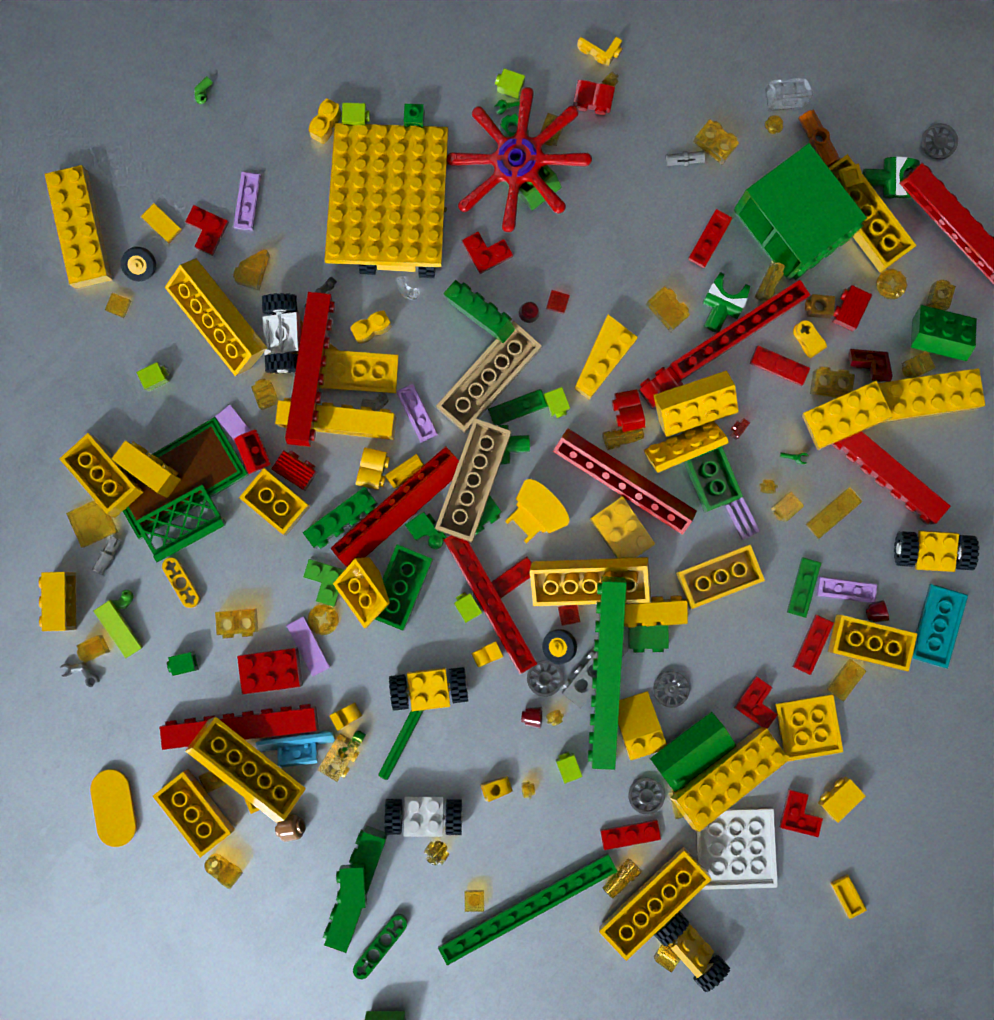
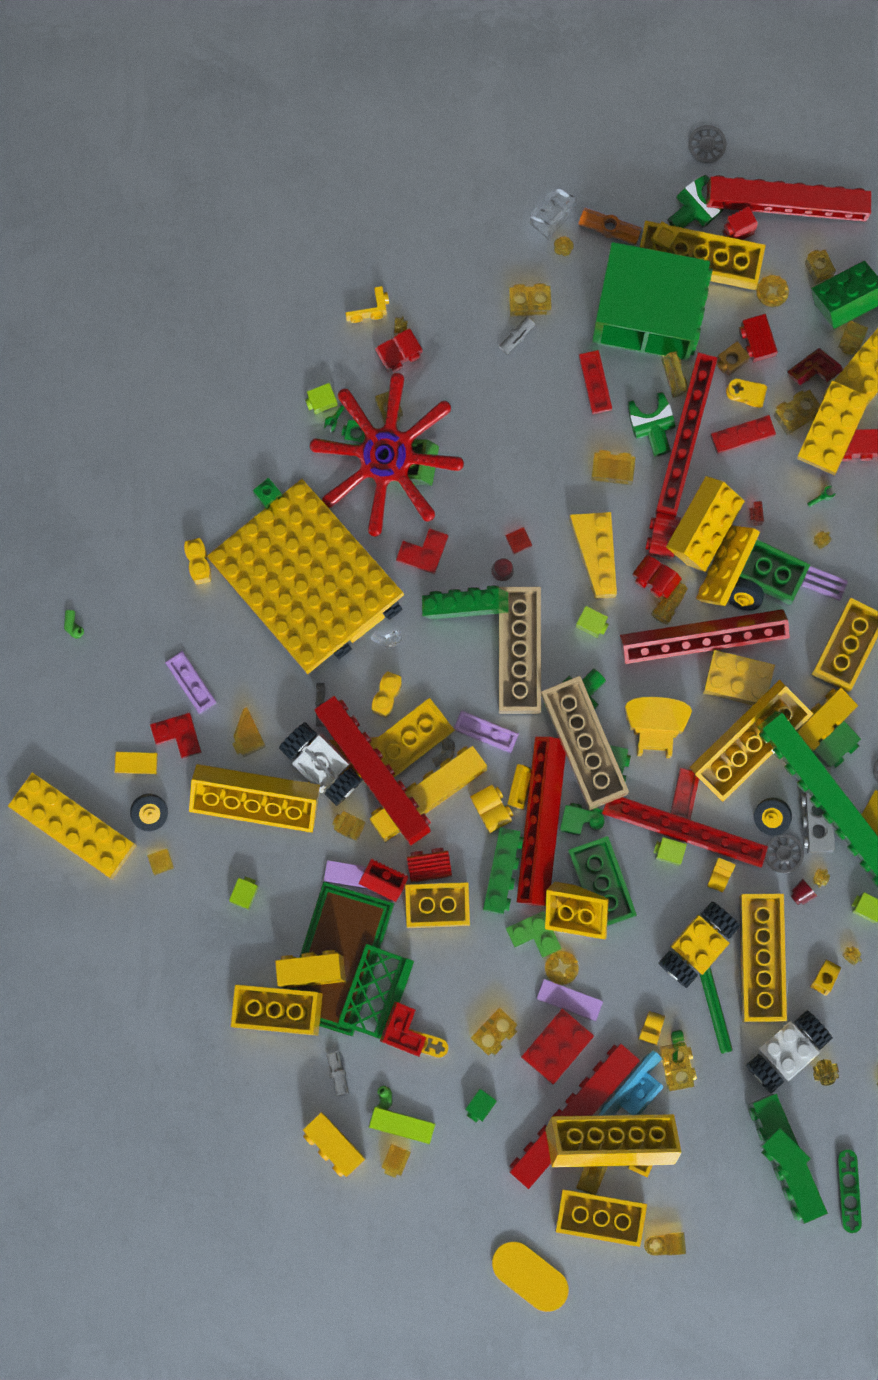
camera: 40 degrees left, 5 degrees down
(84, 669) = (401, 1184): flat silver arm -> none
(91, 524) = (300, 1058): clear yellow tile -> none
(167, 566) = (397, 1033): none -> red plate
(291, 828) = (690, 1160): medium nougat head -> none
(355, 114) = (217, 534): lime brick -> none
(463, 737) = (763, 958): none -> yellow brick
(517, 407) = (563, 654): green tile -> none
(569, 614) = (756, 784): clear red plate -> none
(679, 478) = (746, 595): none -> black wheel
(787, 507) = (852, 542): clear yellow brick -> none
(912, 216) = (740, 225): none -> red brick

